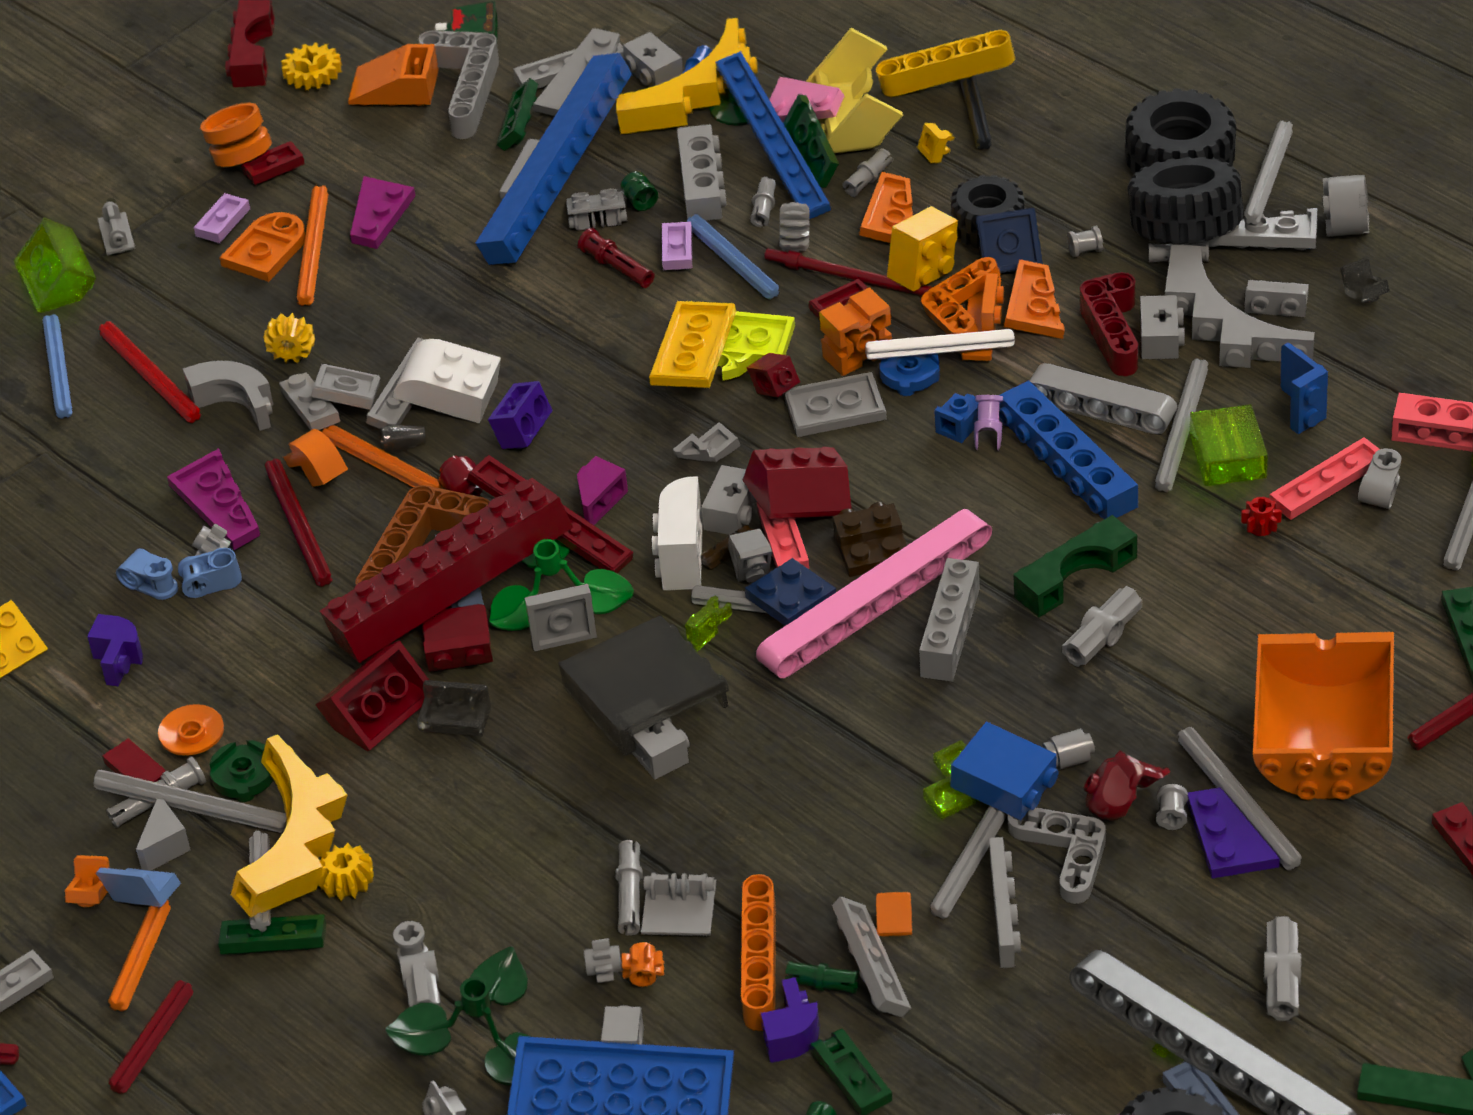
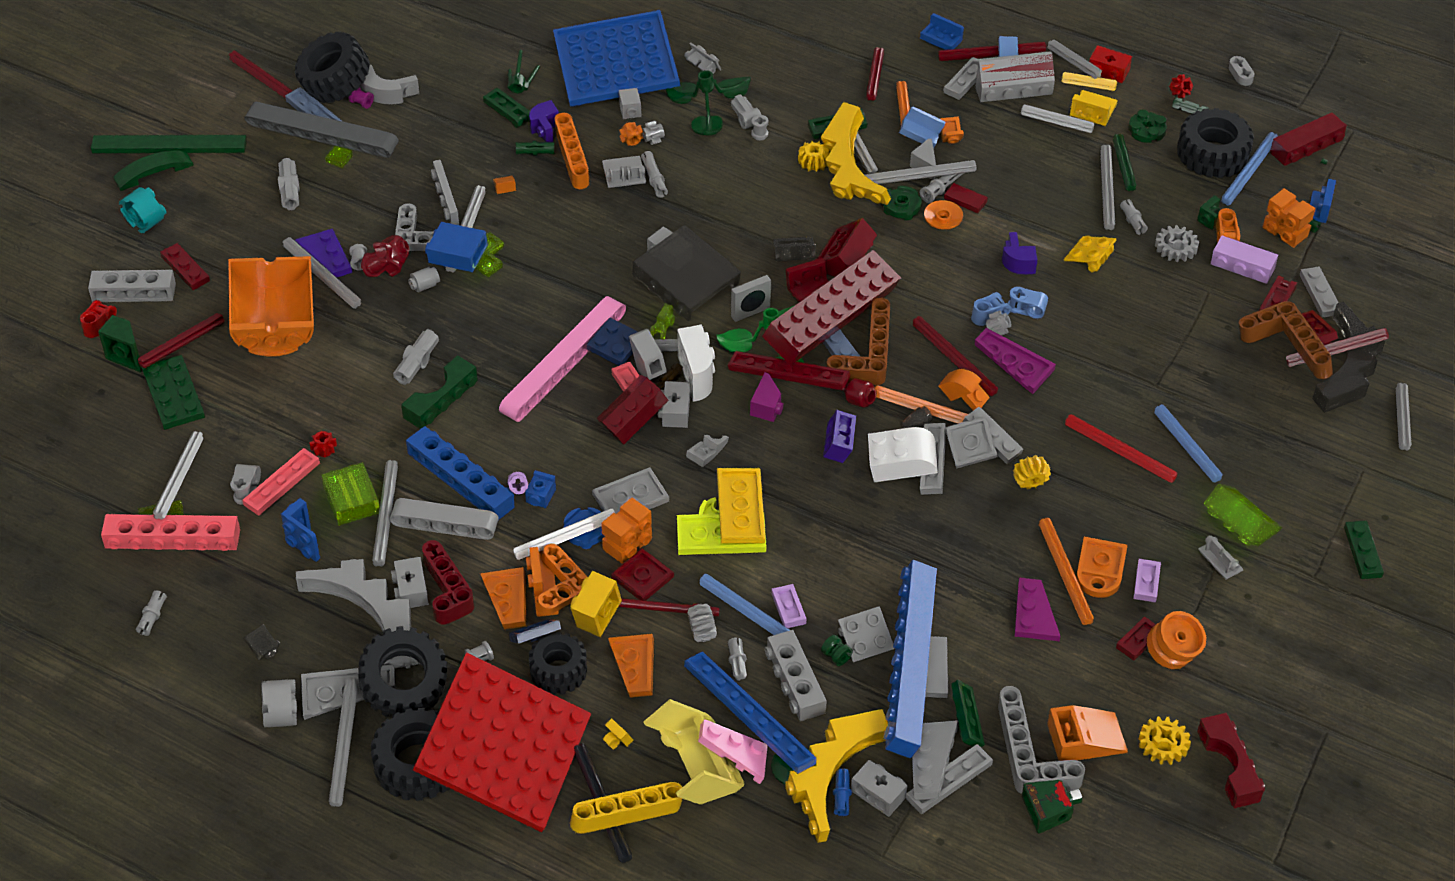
camera: 160 degrees right, 5 degrees up
(231, 382) = (1051, 441): light grey arch -> none
(608, 253) = (839, 591): dark red pin -> none
(773, 374) = (676, 495): dark red brick -> none
(811, 140) = (716, 708): dark green wing -> none
(867, 172) = (666, 694): light grey pin -> none
(868, 536) = (576, 396): dark brown plate -> none
(871, 957) = (511, 157): light grey plate -> none
(949, 619) = (511, 343): light grey brick -> none
(1075, 124) = (502, 742): none -> red plate
(1276, 298) = (328, 627): light grey bracket -> none

